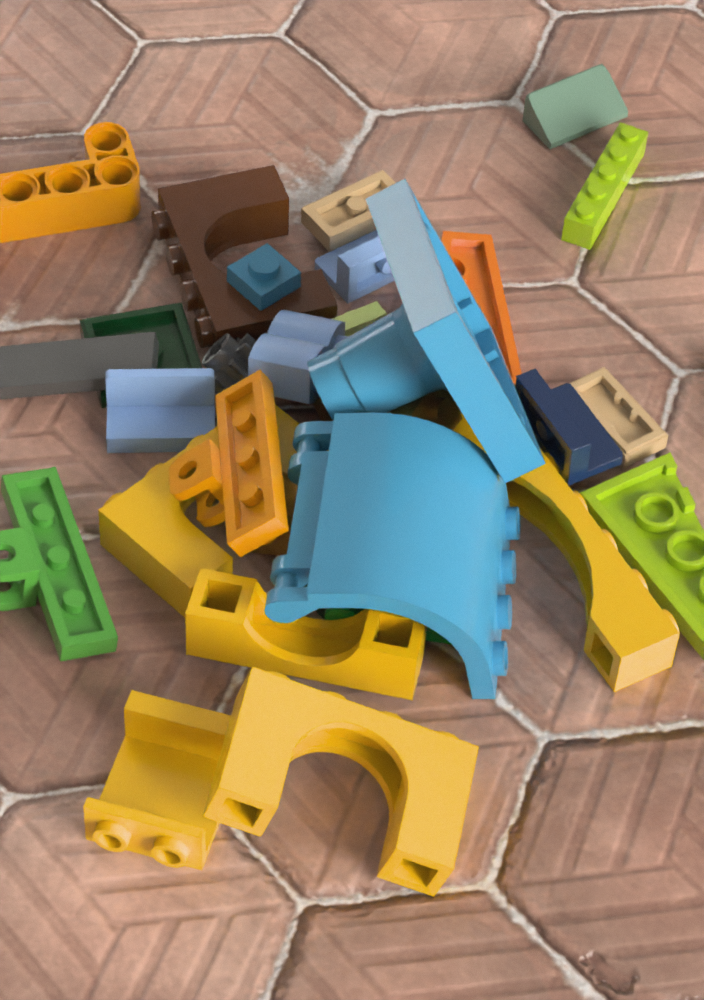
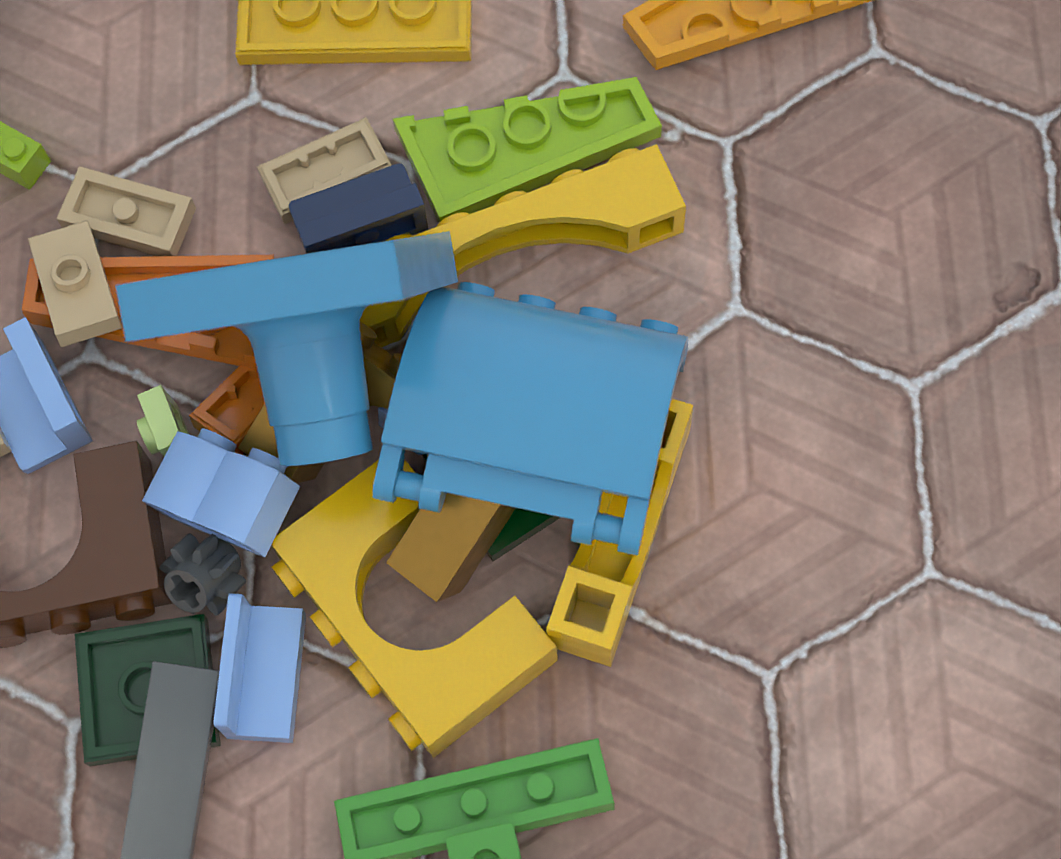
camera: 75 degrees left, 20 degrees up
(160, 783) = (795, 702): yellow panel -> none
(242, 471) = (410, 566): light orange plate -> none
(263, 276) = (85, 520): dark azure plate -> none
(418, 768) = (775, 564): yellow arch -> none
(484, 252) = (74, 283): none -> tan plate
(545, 292) = (128, 212): none -> tan plate

